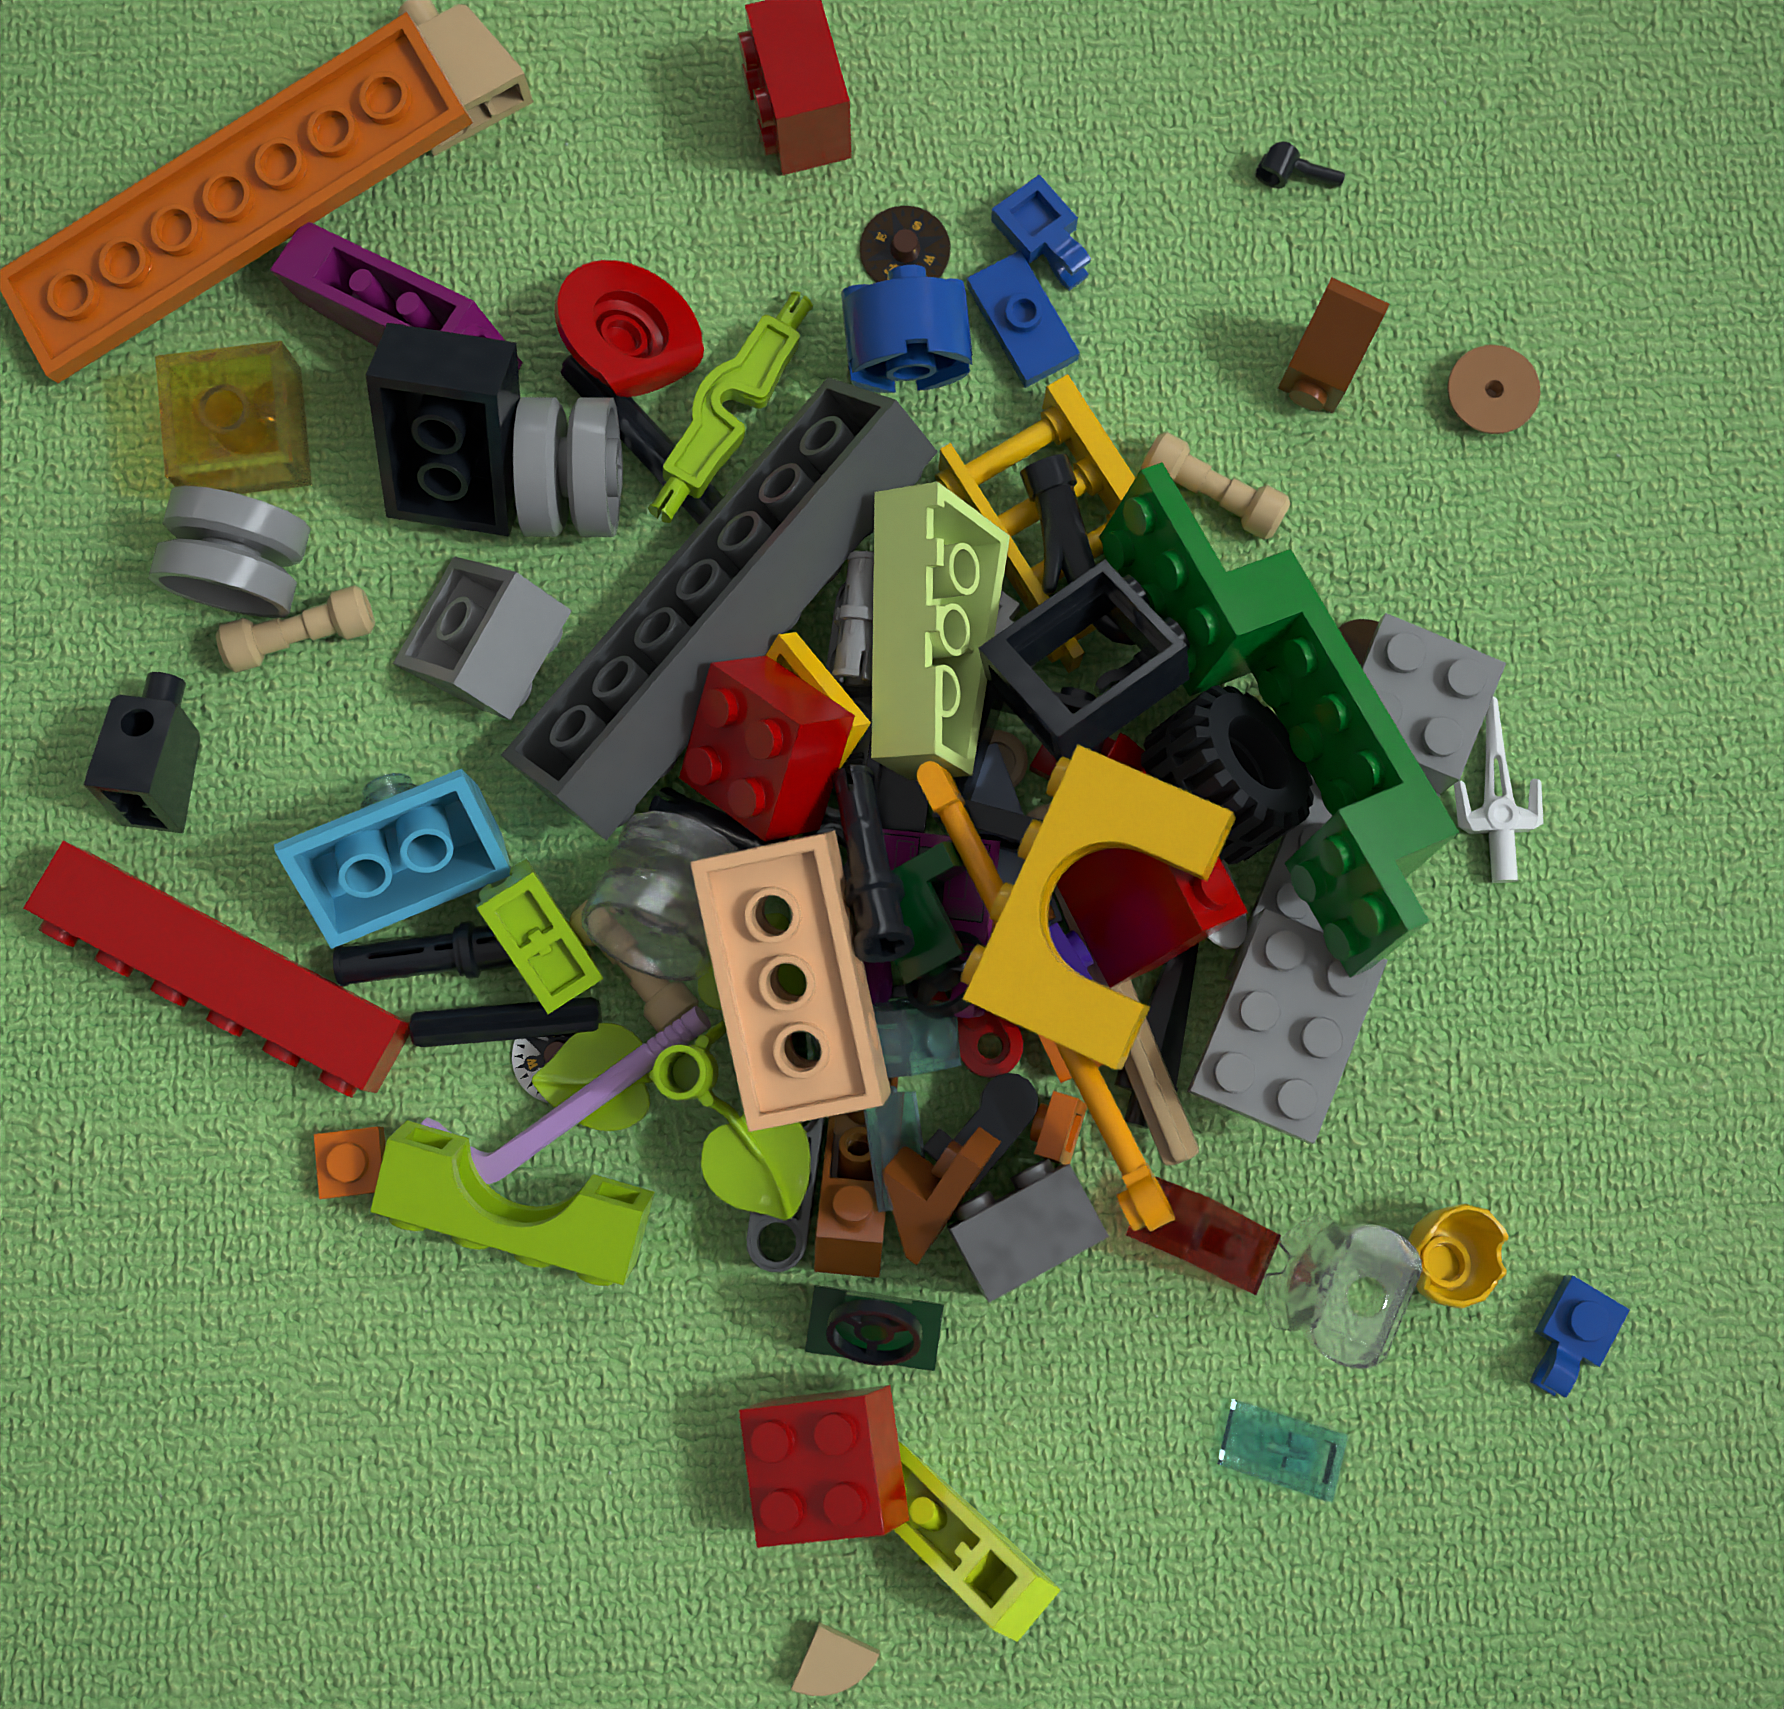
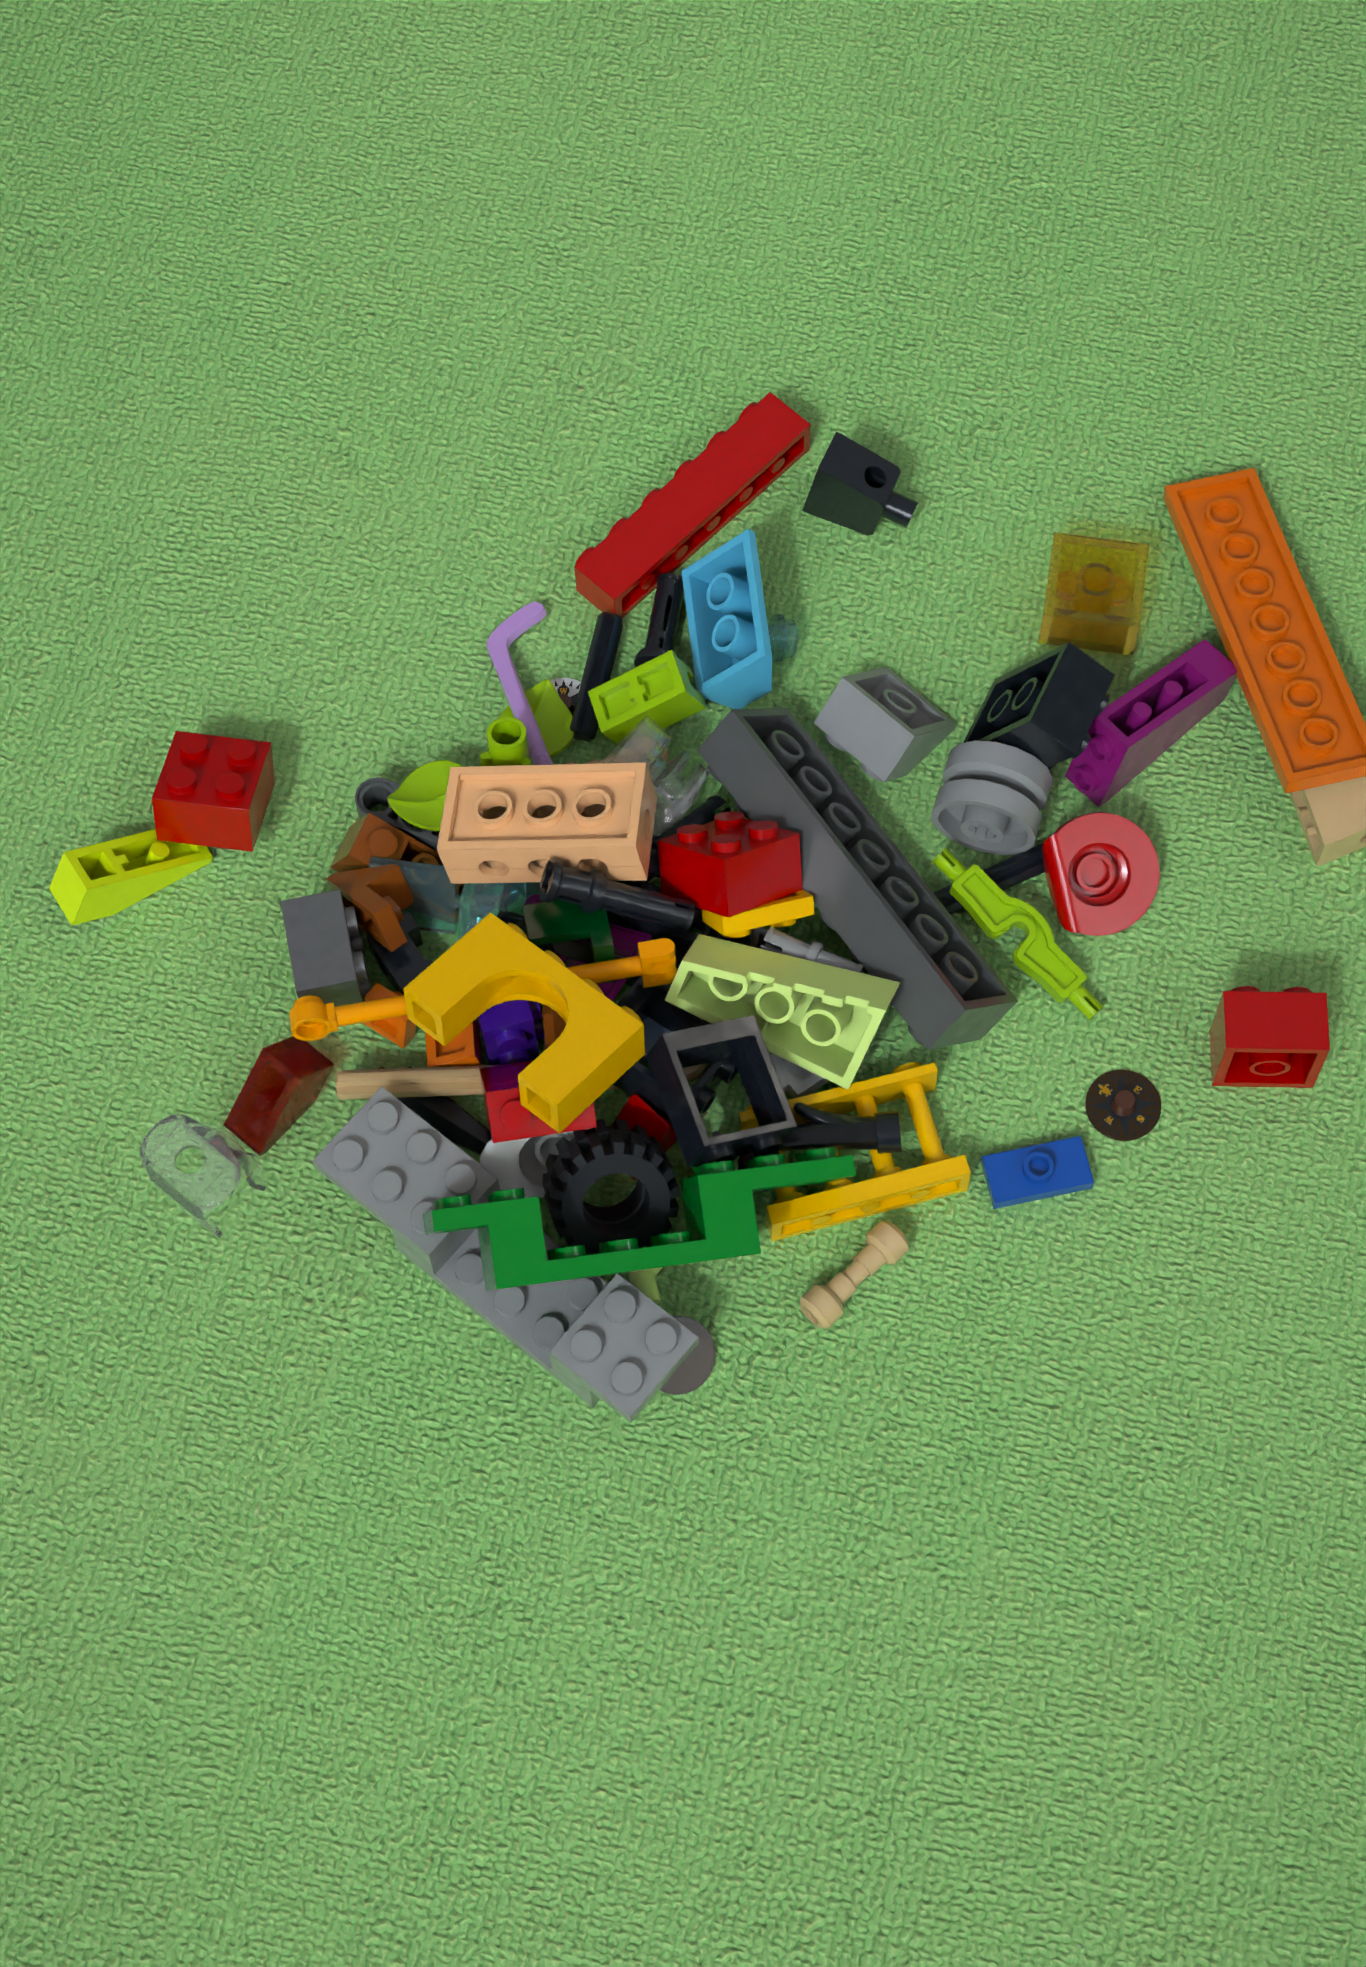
camera: 110 degrees right, 15 degrees down
(229, 551) = (988, 565): light grey wheel -> none
(246, 643) = (926, 572): tan piece -> none
(348, 1161) = (531, 561): orange plate -> none
(434, 1185) = (494, 602): lime arch -> none
(833, 1663) = (83, 775): tan tile -> none
(874, 1328) = (299, 854): piece -> none
(907, 331) = (1039, 1065): blue brick -> none
(1041, 224) = (1110, 1200): blue plate -> none
(1283, 1449) = (106, 1105): clear light blue slope -> none
(1285, 160) = (1120, 1411): black hand -> none
(1332, 346) = (937, 1386): dark orange slope -> none
(1459, 1255) = (197, 1263): yellow hair -> none
(1494, 389) = (875, 1523): medium nougat piece -> none
(1499, 815) = (521, 1416): white piece -> none
(1580, 1327) = (112, 1346): blue plate -> none

